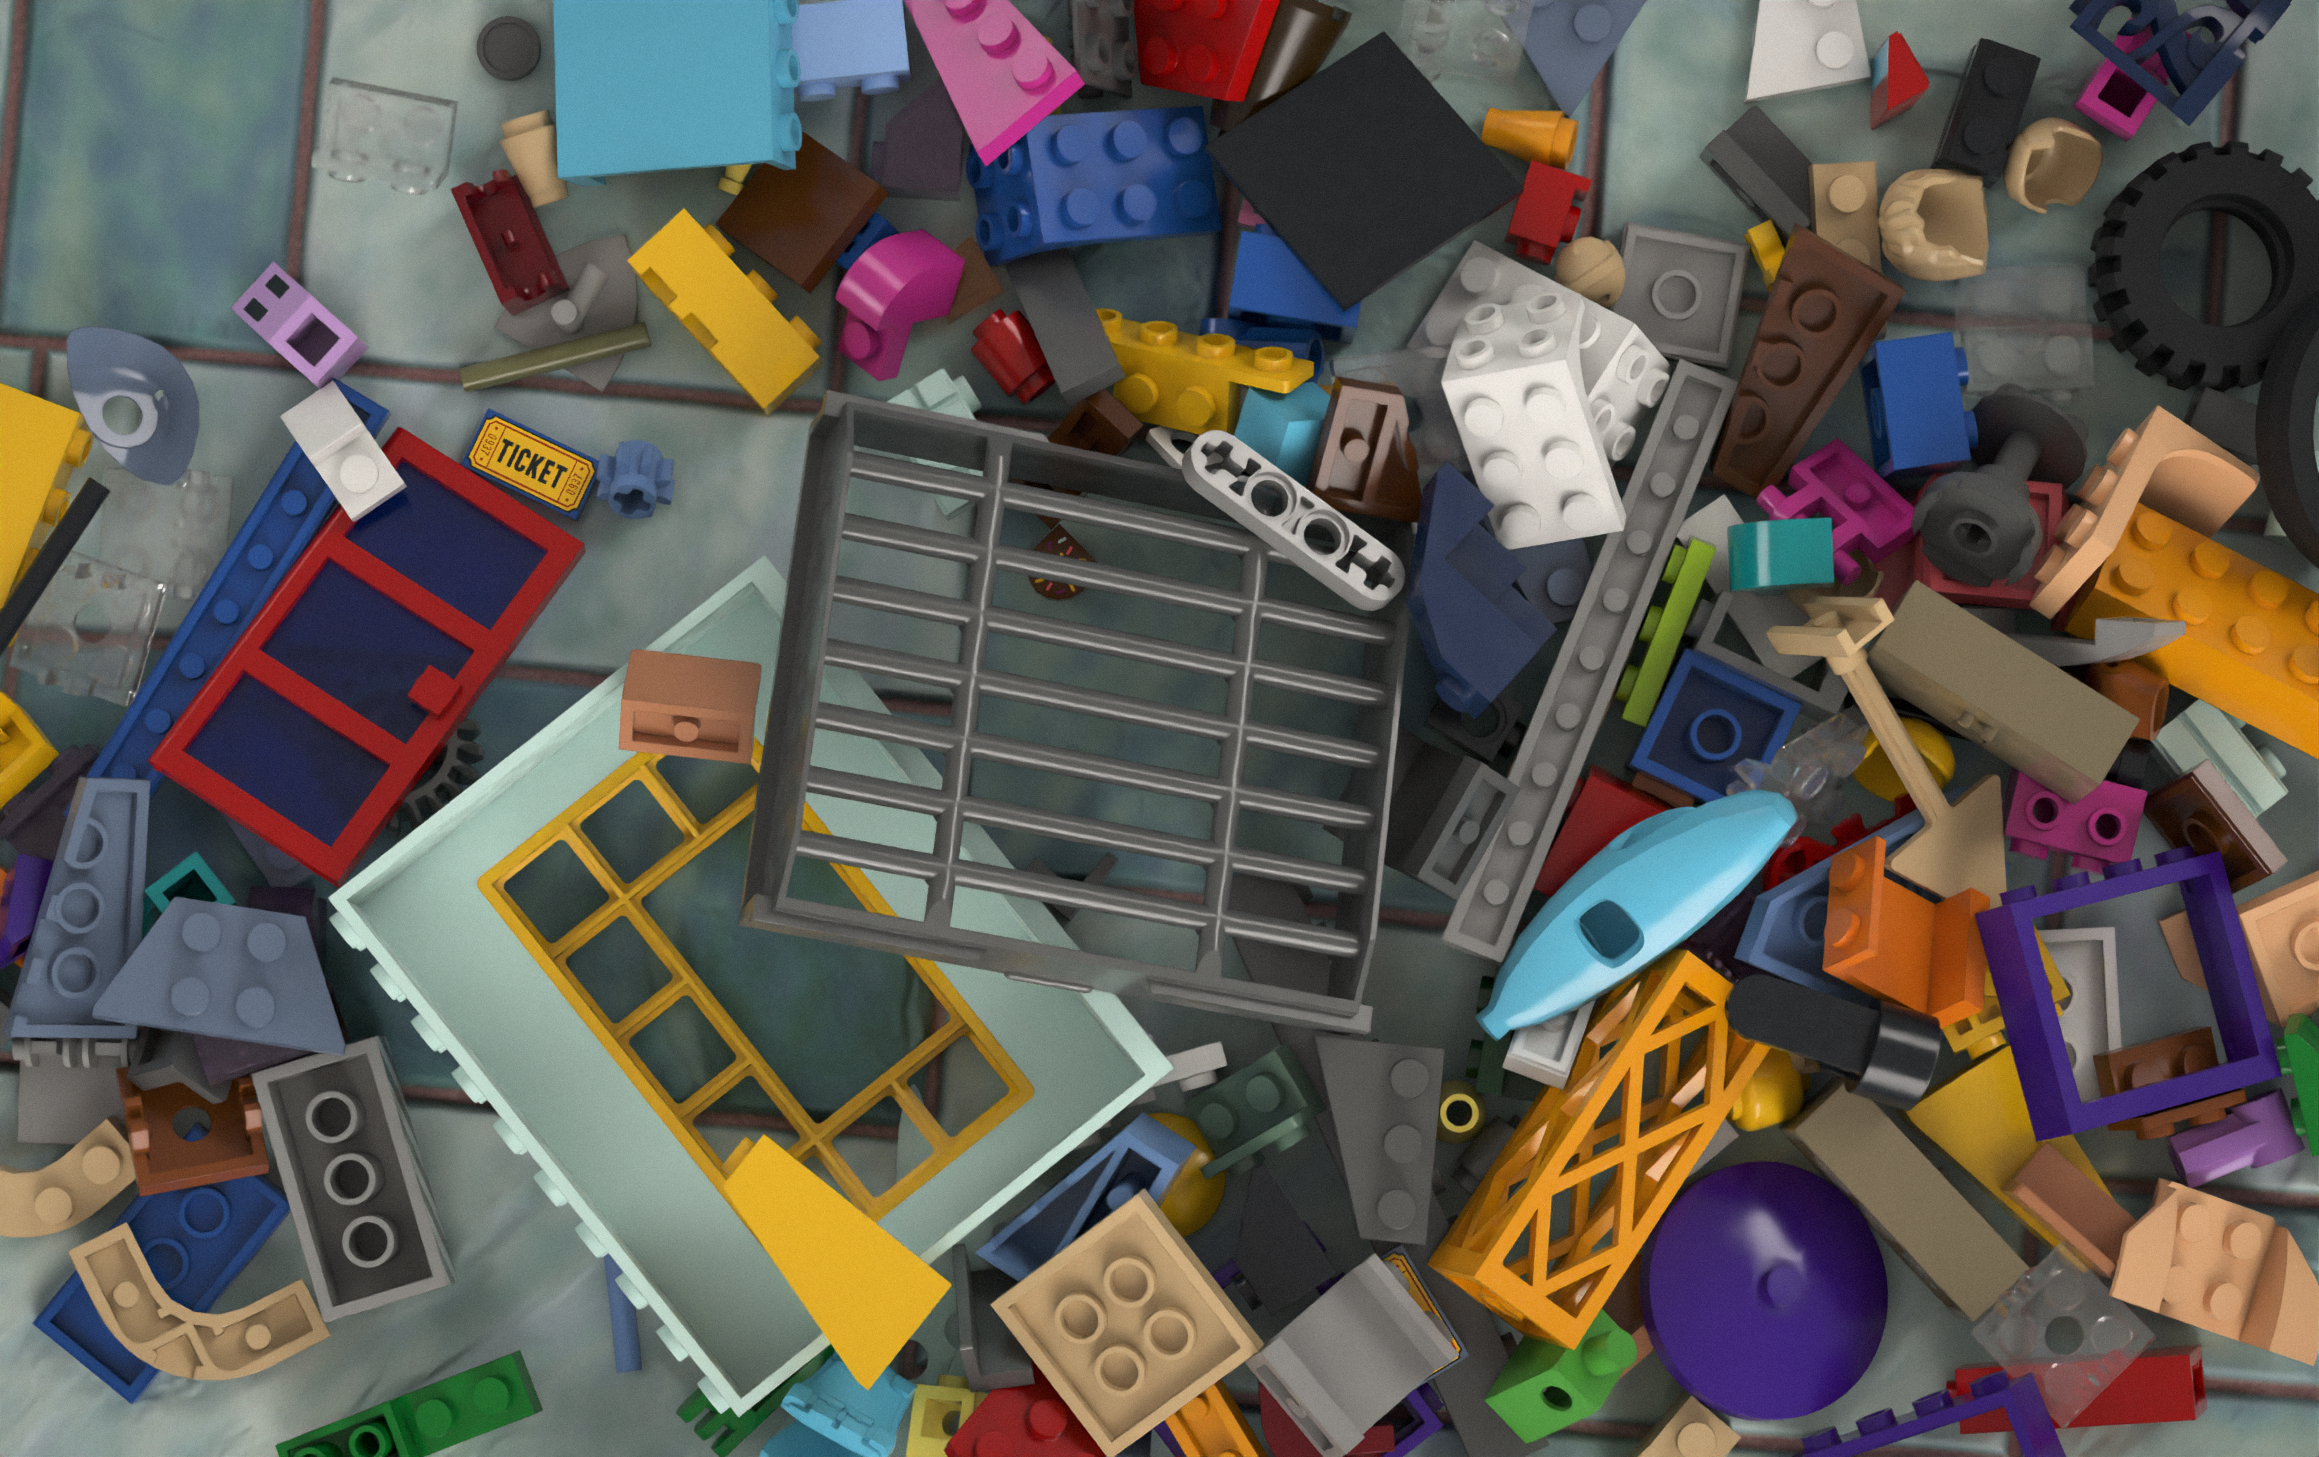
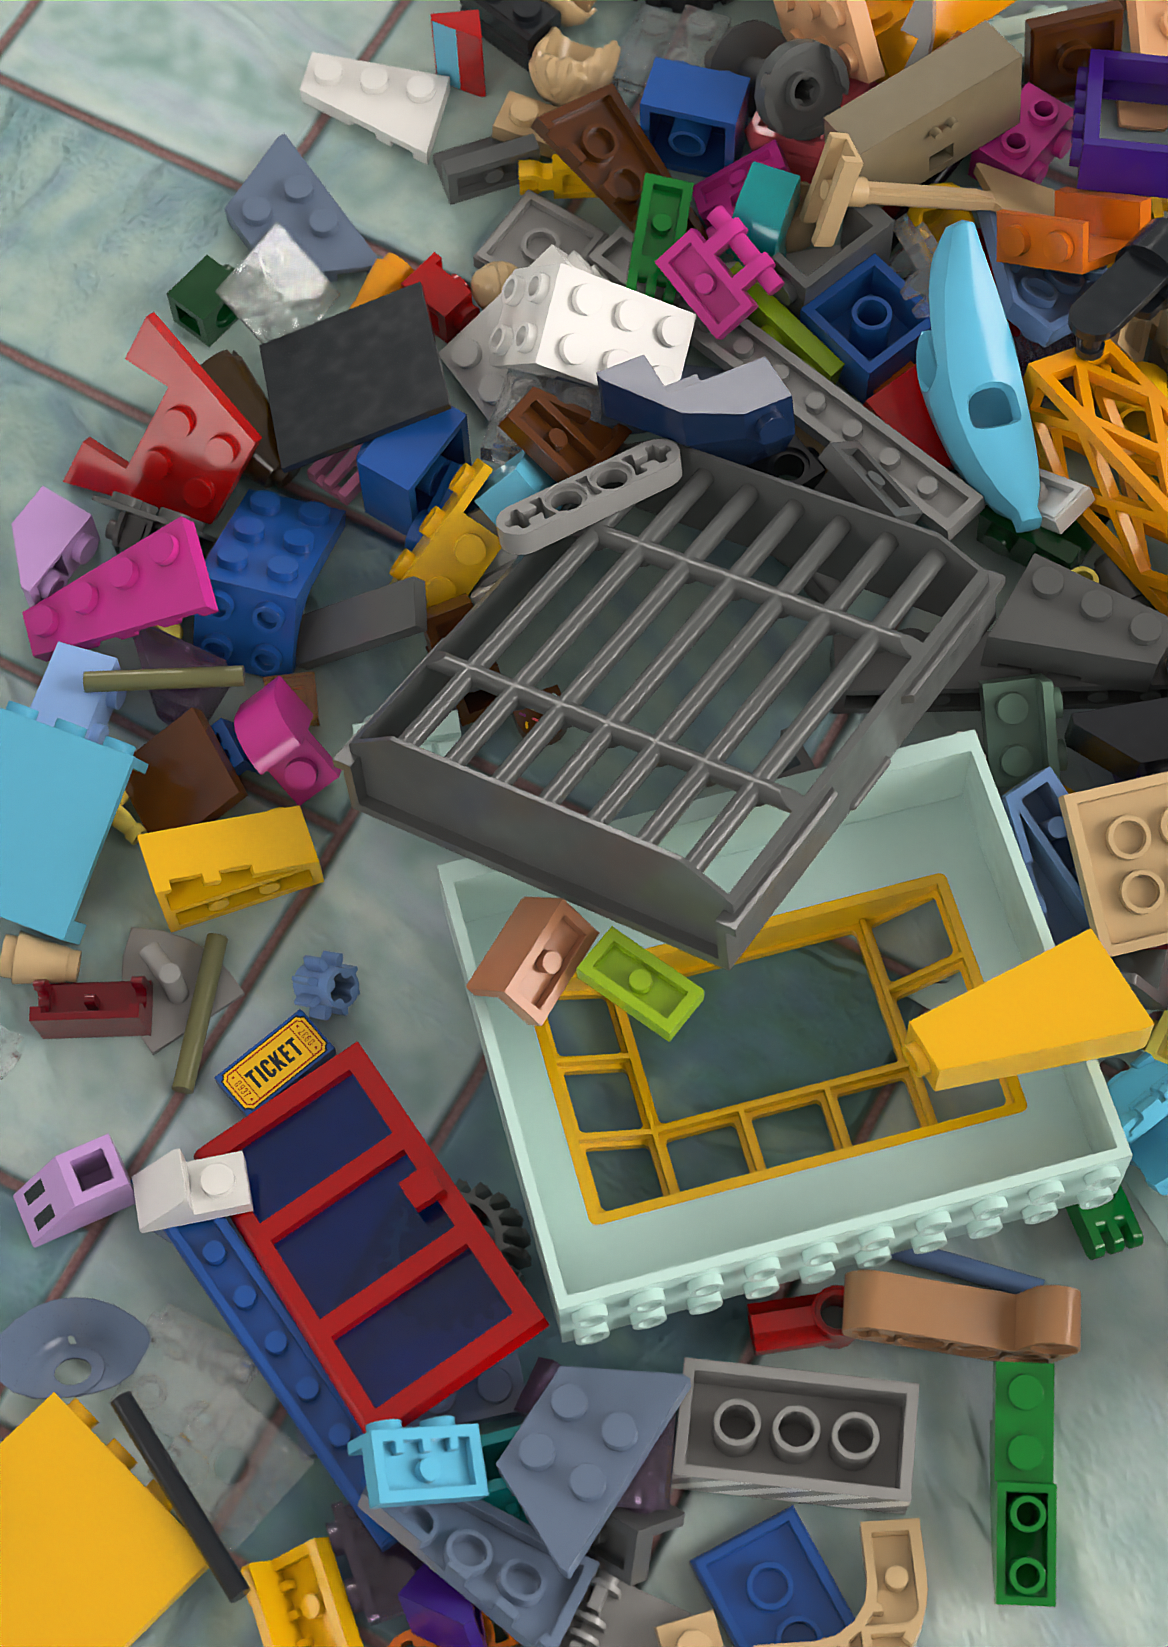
camera: 60 degrees left, 20 degrees down
(140, 822) = (421, 1463): none -> medium azure bracket
(169, 1163) = (715, 1591): dark orange piece -> none
(477, 1141) = (795, 1323): none -> red piece
(544, 1299) = (962, 1319): none -> medium nougat beam
(706, 832) = (640, 983): none -> lime plate
(901, 136) = (164, 678): none -> olive bar
(1012, 355) = (366, 679): red brick -> none
(1664, 528) = (708, 283): none -> dark pink plate
(1715, 439) = (658, 226): none -> green hinge

